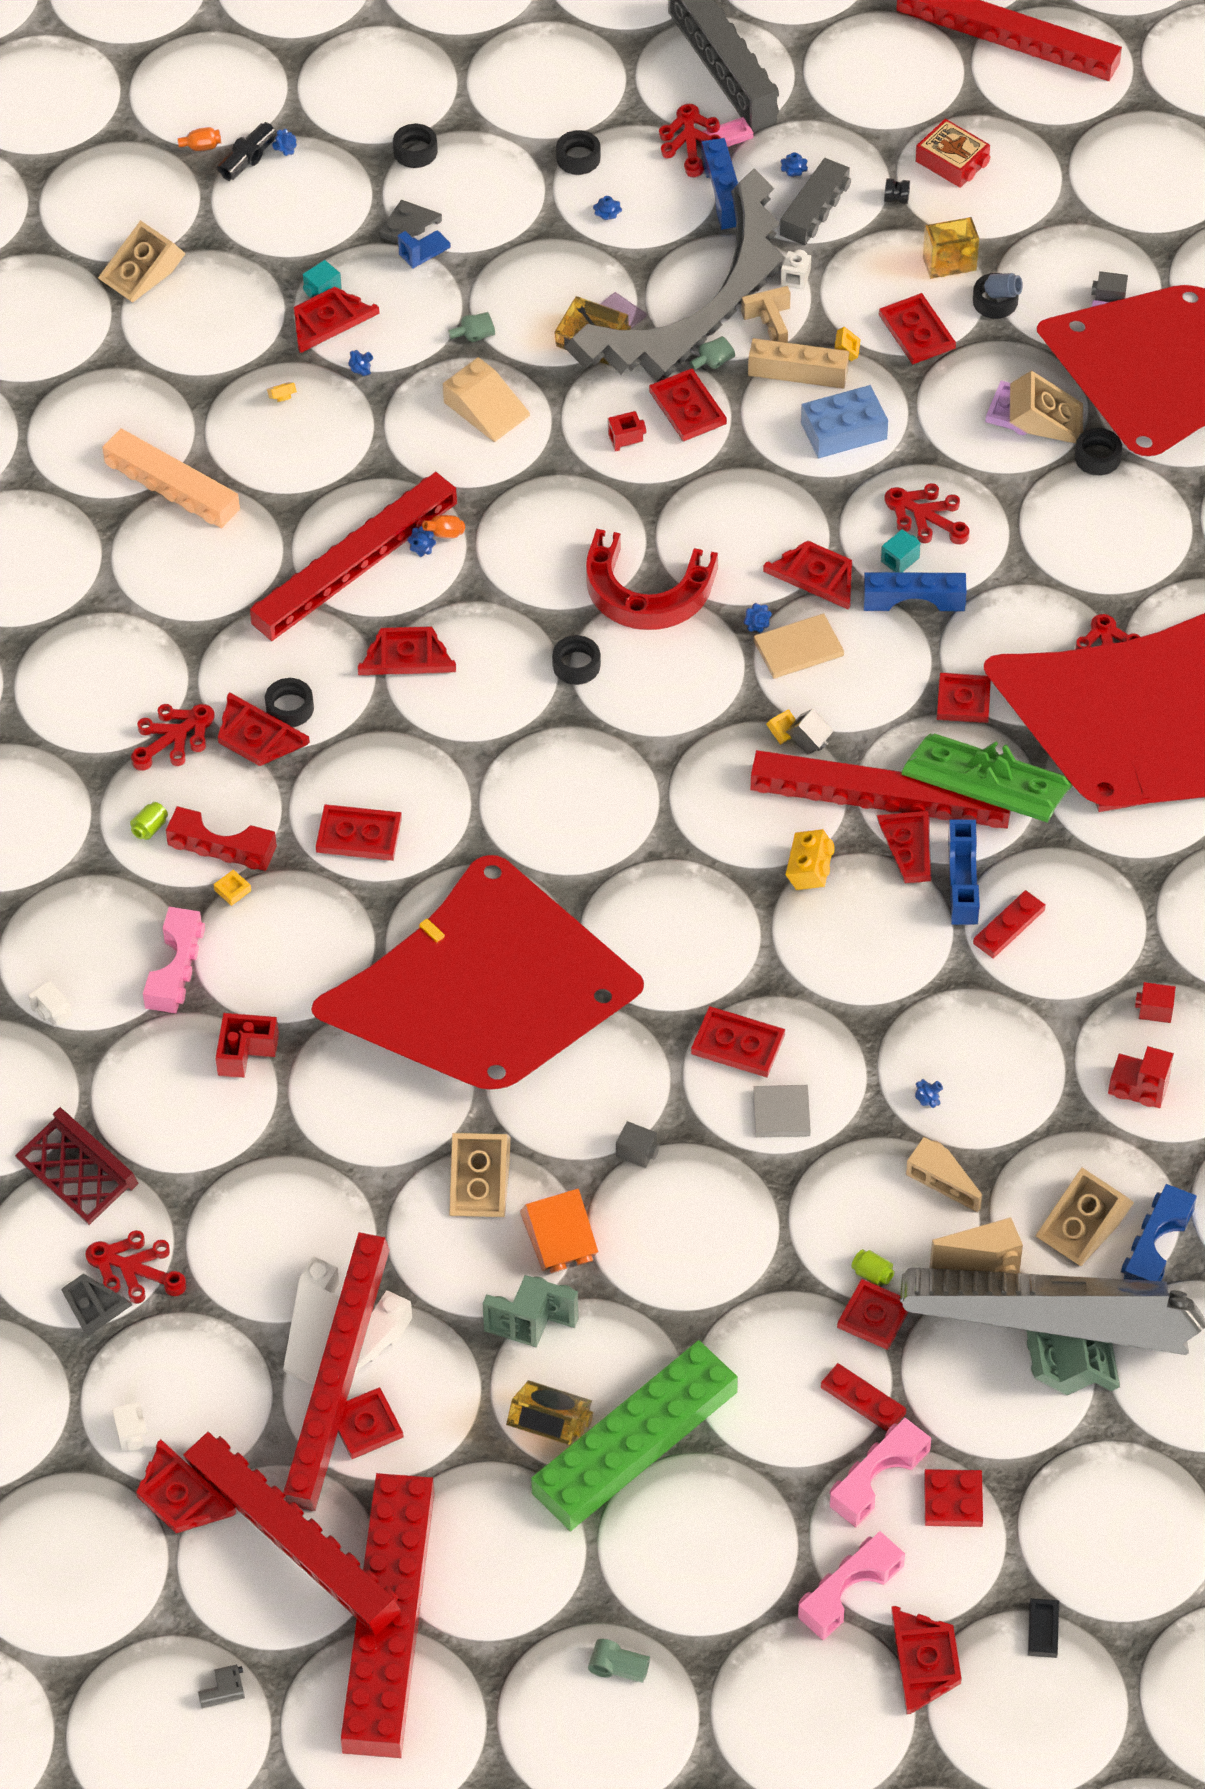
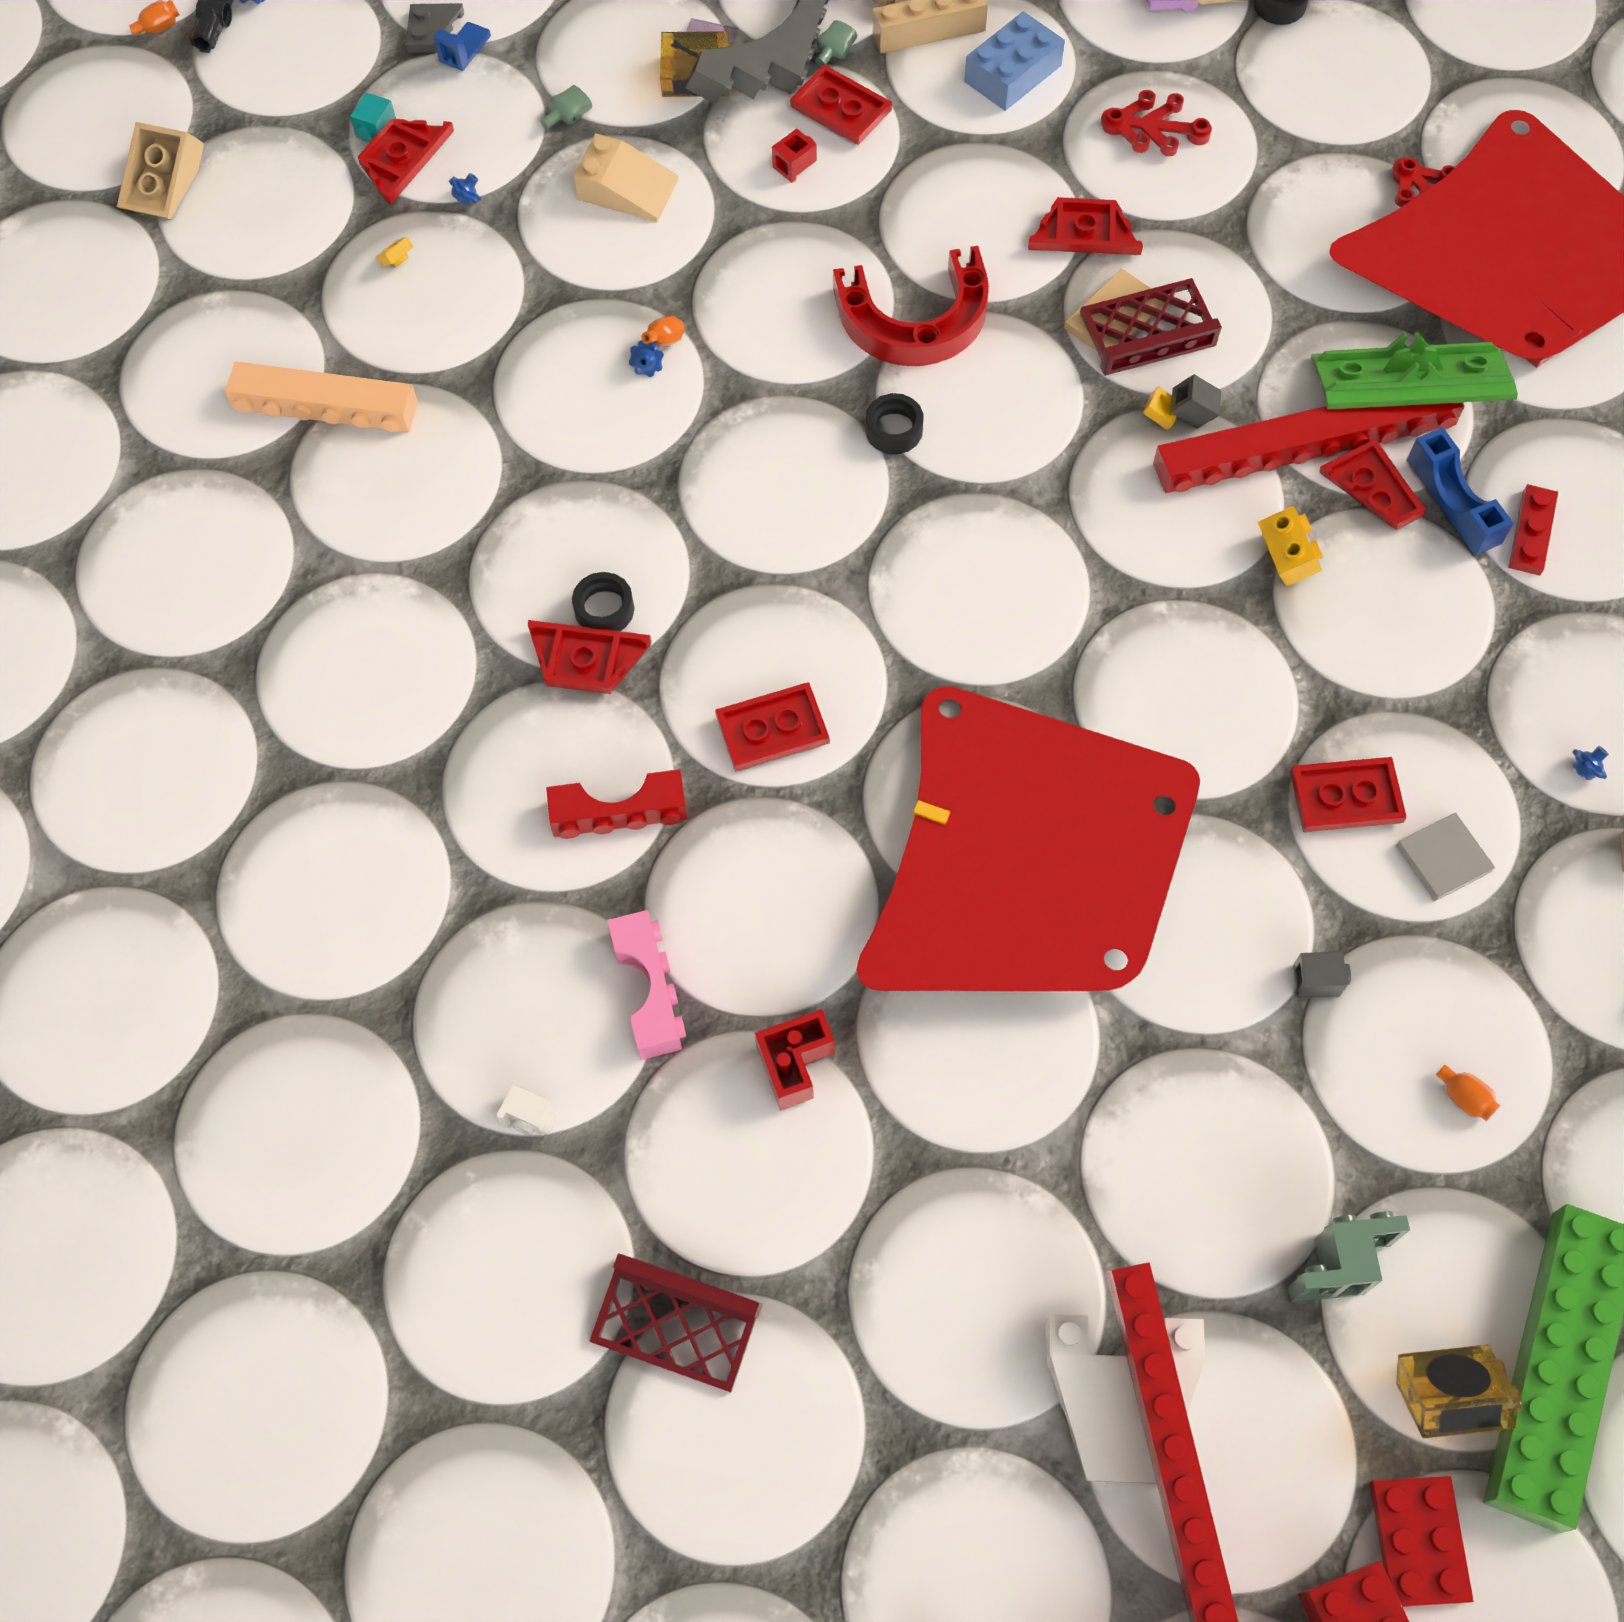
camera: 25 degrees left, 10 degrees up
(93, 1303) = (804, 1510): dark grey wing -> none
(133, 1265) = (819, 1428): red plant -> none
(148, 820) = (518, 818): lime brick -> none
(173, 733) = (488, 695): red plant -> none
(232, 887) = (663, 859): yellow plate -> none
(352, 556) = (578, 407): red brick -> none
(368, 1424) = (1242, 1510): red plate -> none
(406, 652) = (702, 491): red wing -> none
(474, 1493) = (1421, 1540): none -> red plate
(479, 1174) = (1168, 1099): tan slope -> none
(559, 1231) = (1306, 1129): orange slope -> none
(689, 1258) = (1469, 1093): none -> orange plant
(757, 617) = (1057, 300): blue plant -> none
(814, 679) = (1159, 343): none -> dark red fence
(886, 589) = (1172, 217): blue arch -> none
(900, 551) = (1158, 173): teal brick -> none
(963, 697) = (1323, 301): red plate -> none

